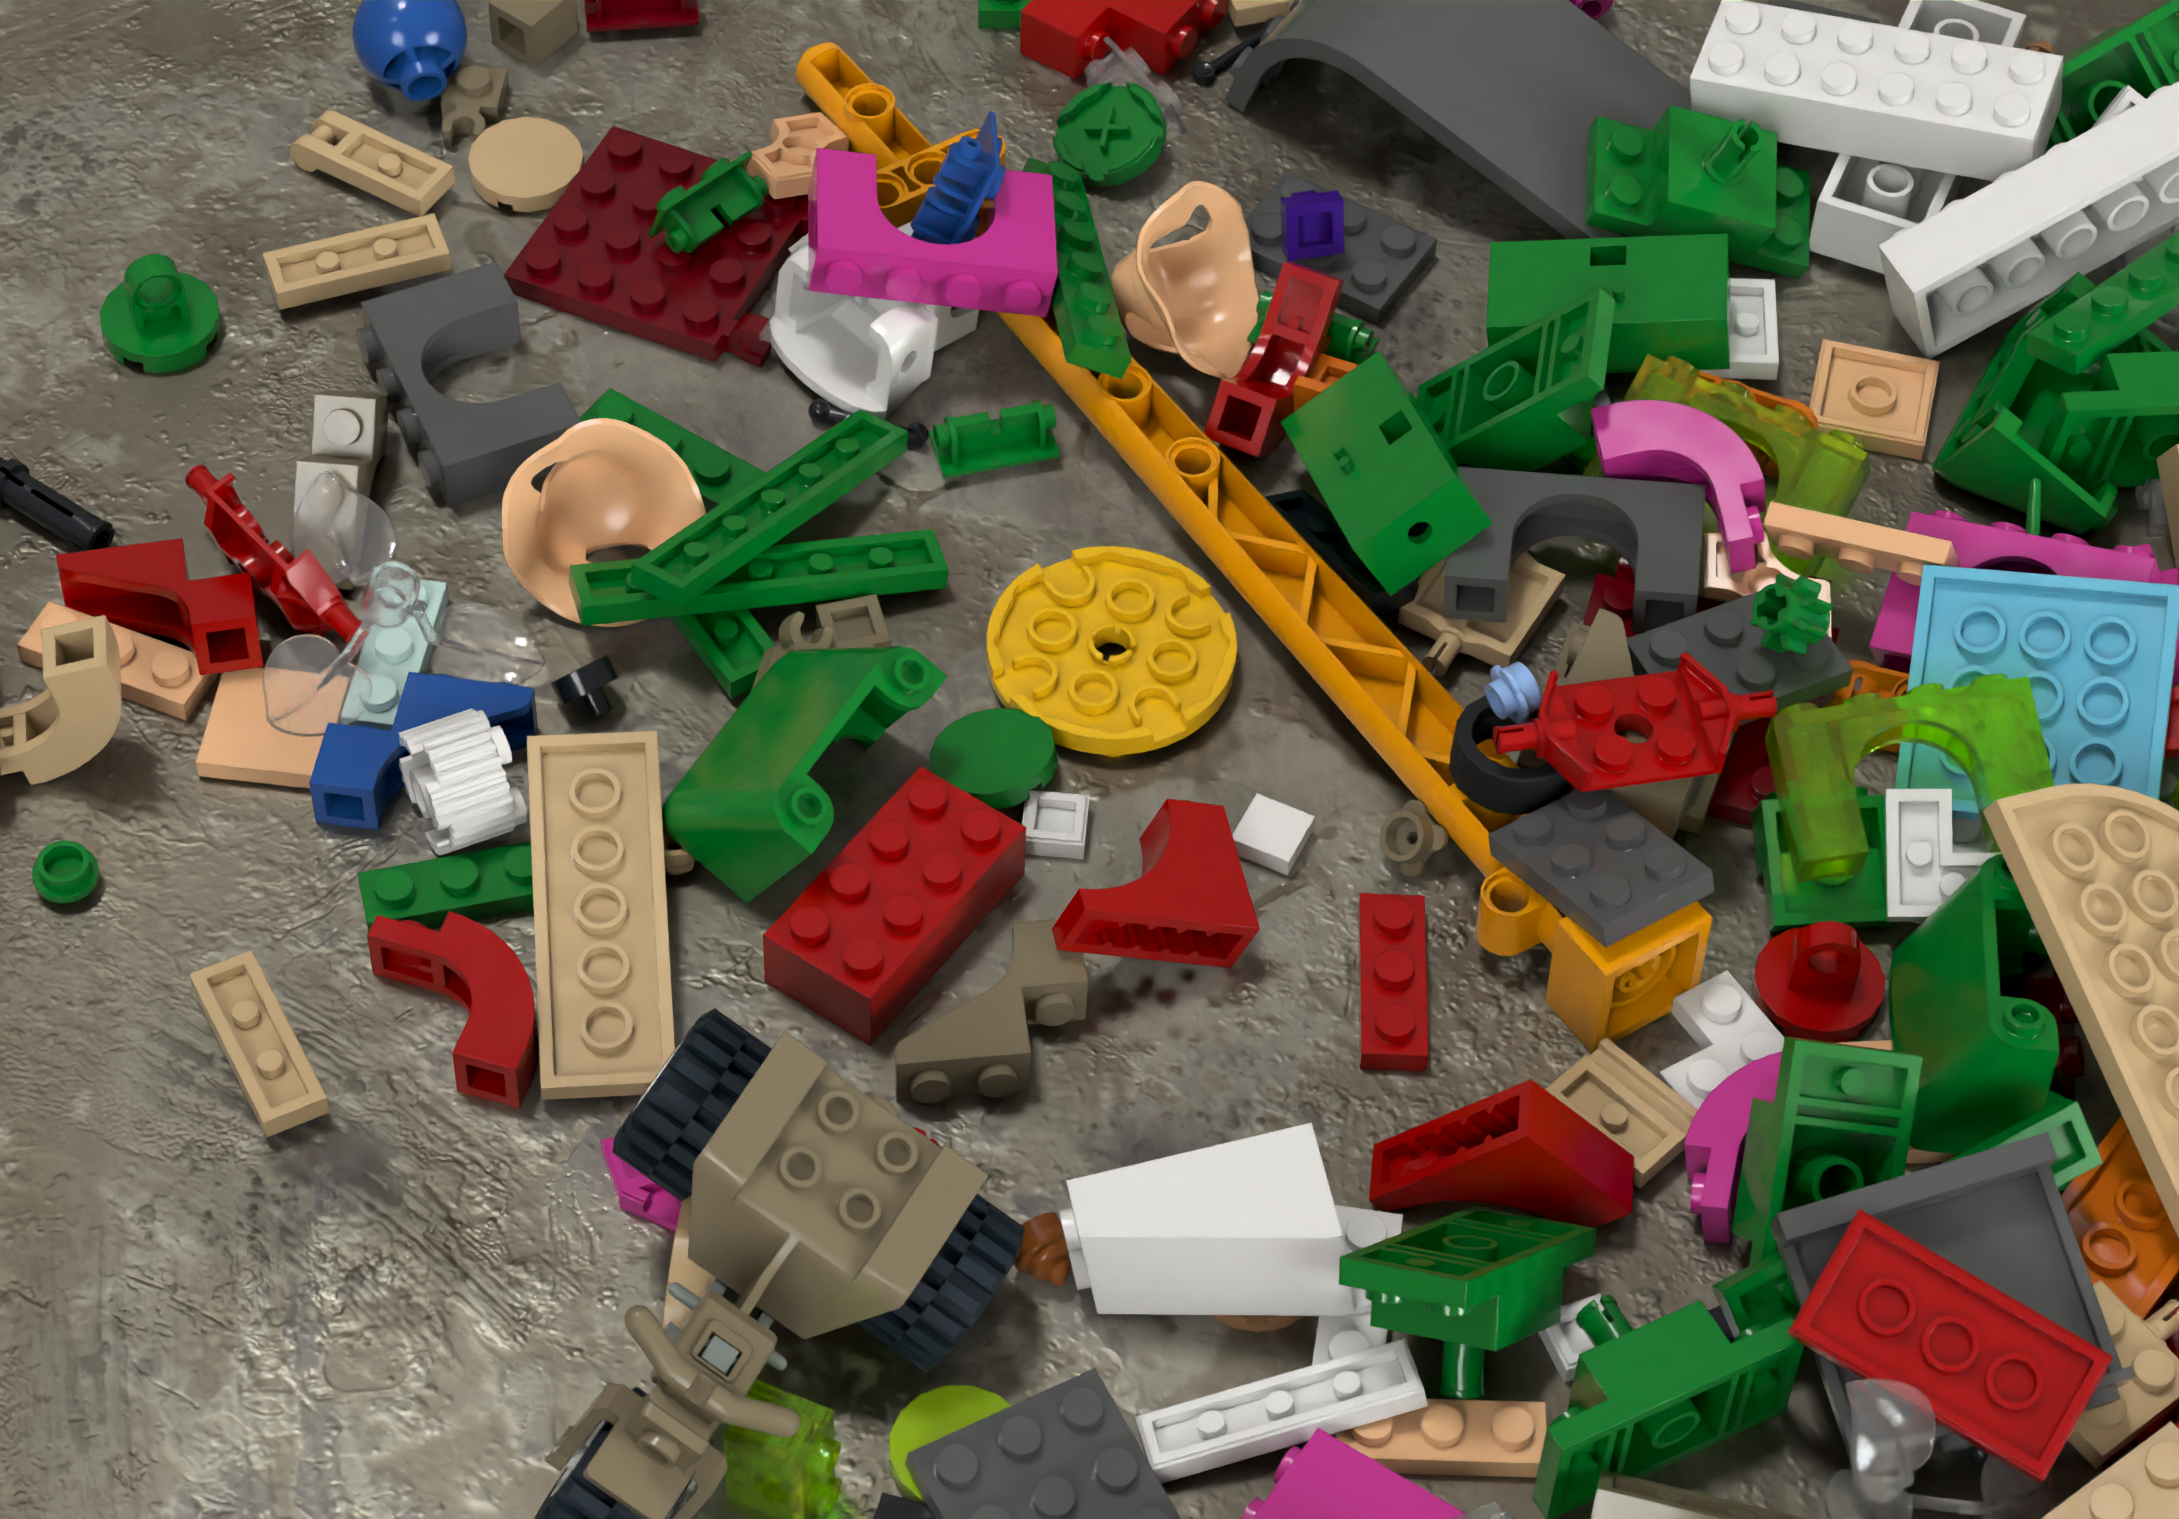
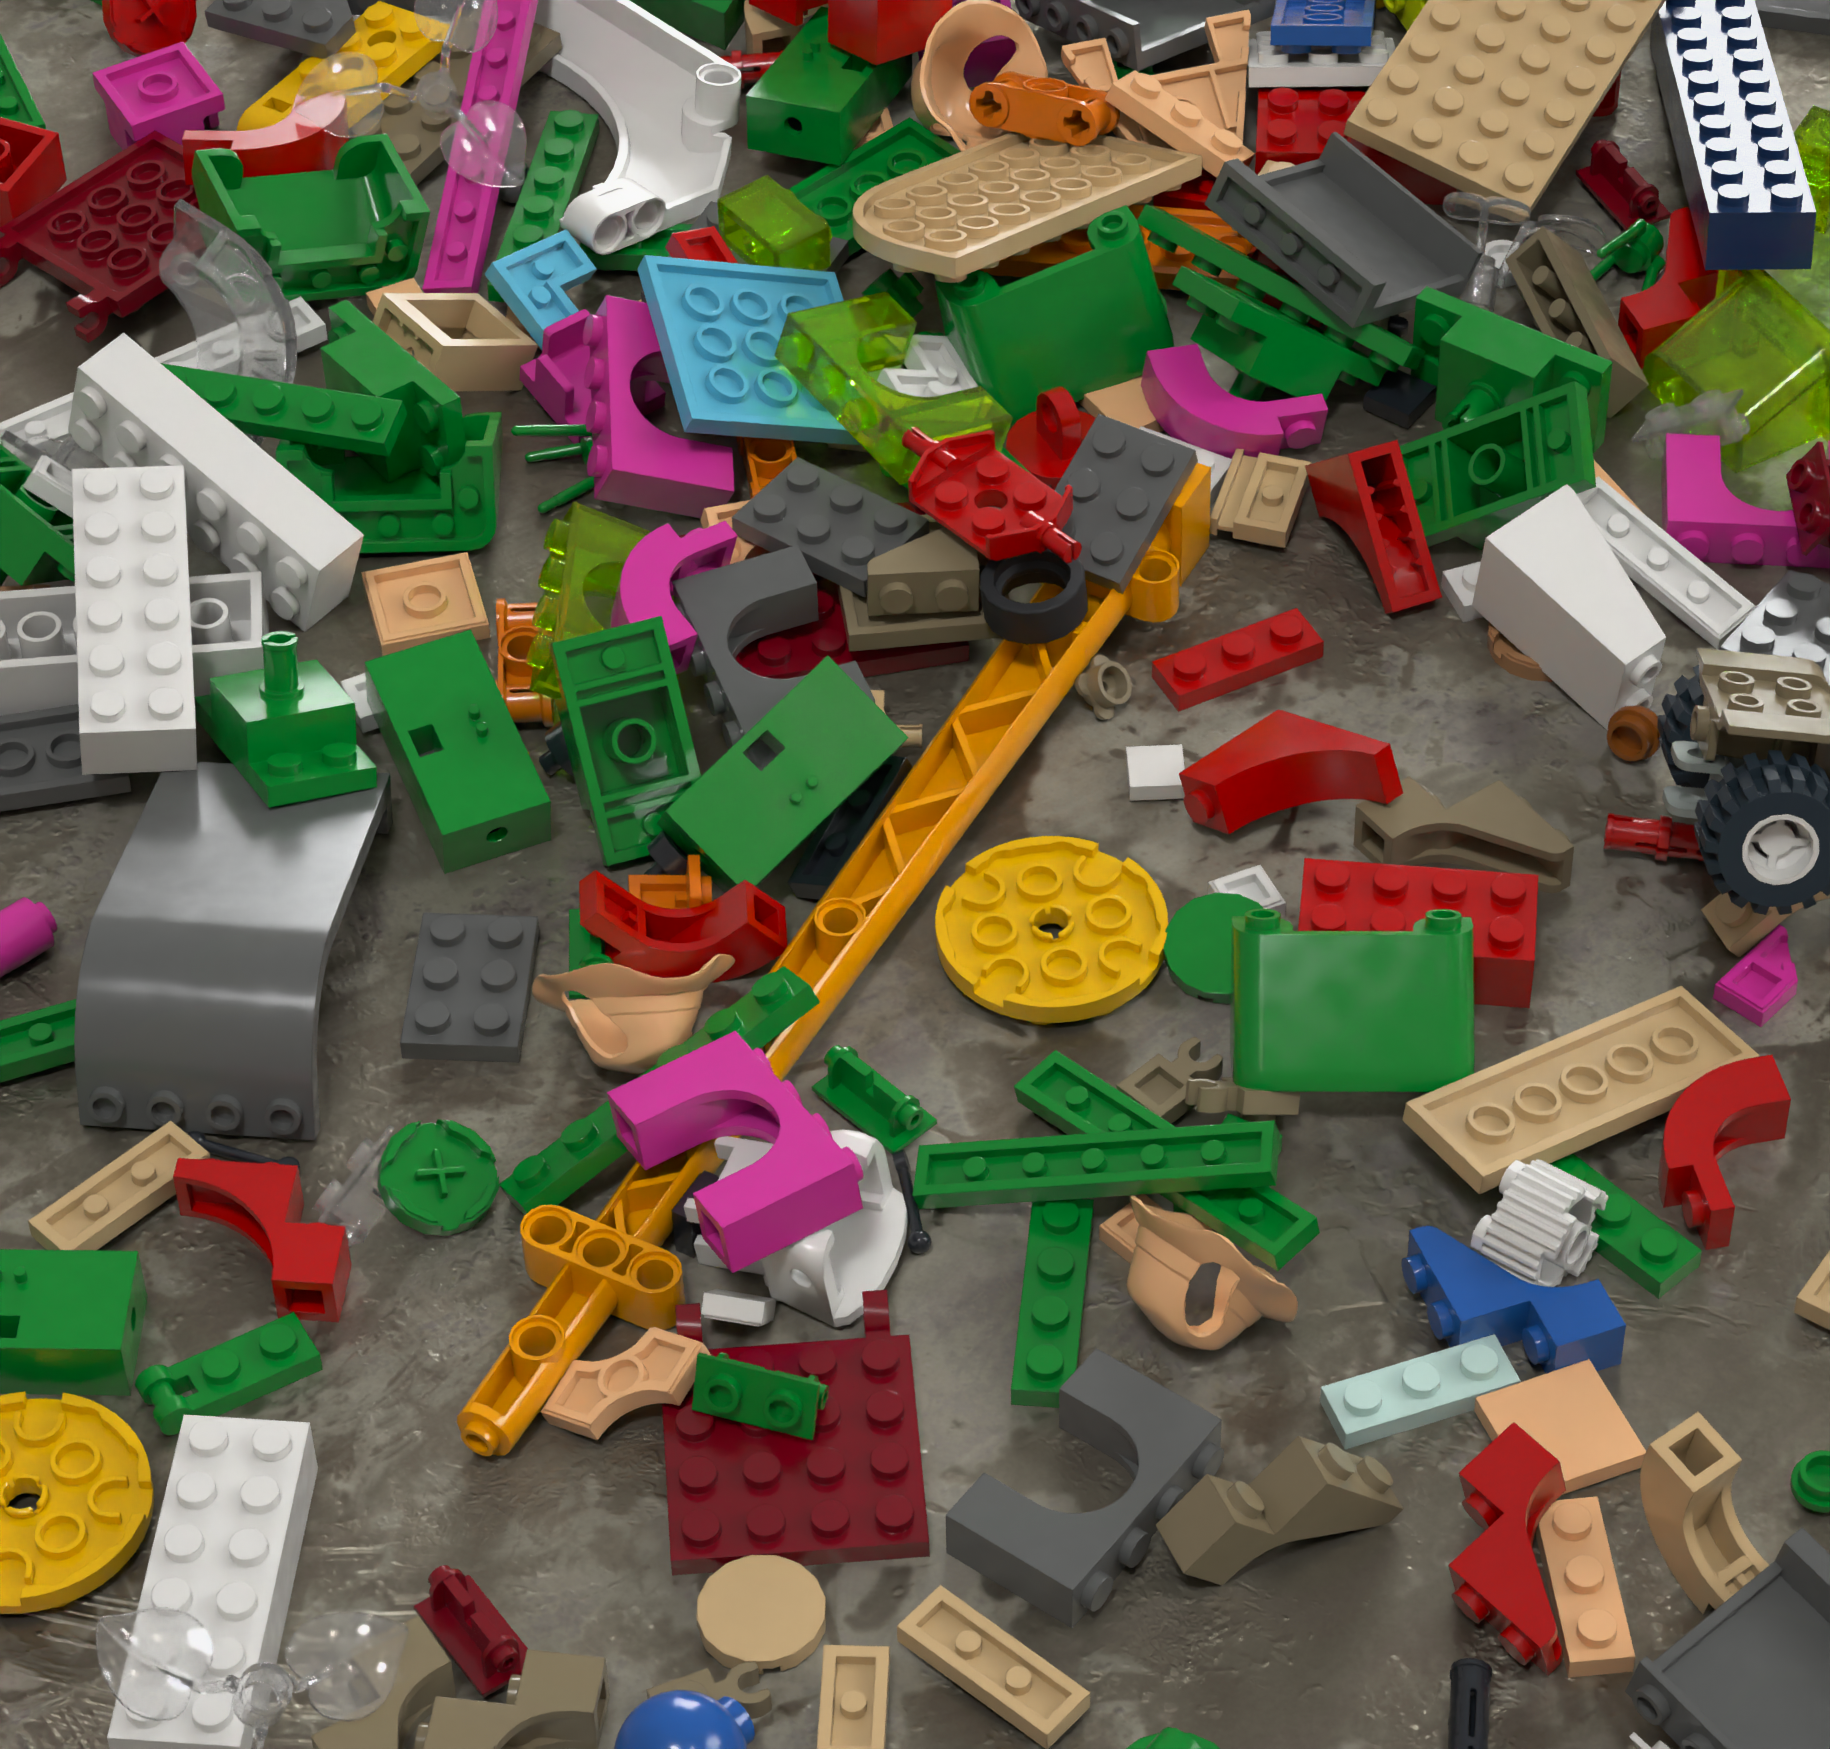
camera: 115 degrees left, 5 degrees down
(295, 584) = (1436, 1453): red plate -> none
(354, 538) = (1375, 1327): clear plant -> none
(587, 686) = (1354, 1232): black tile -> none
(963, 182) = (662, 1144): blue hinge -> none
(1312, 224) = (491, 962): dark purple tile -> none
(1513, 692) = (1007, 573): light blue plate -> none
(1791, 614) = (802, 465): green gear -> none
(1855, 543) = (670, 470): light nougat plate -> none
(1975, 1353) = (1392, 205): red tile -> none

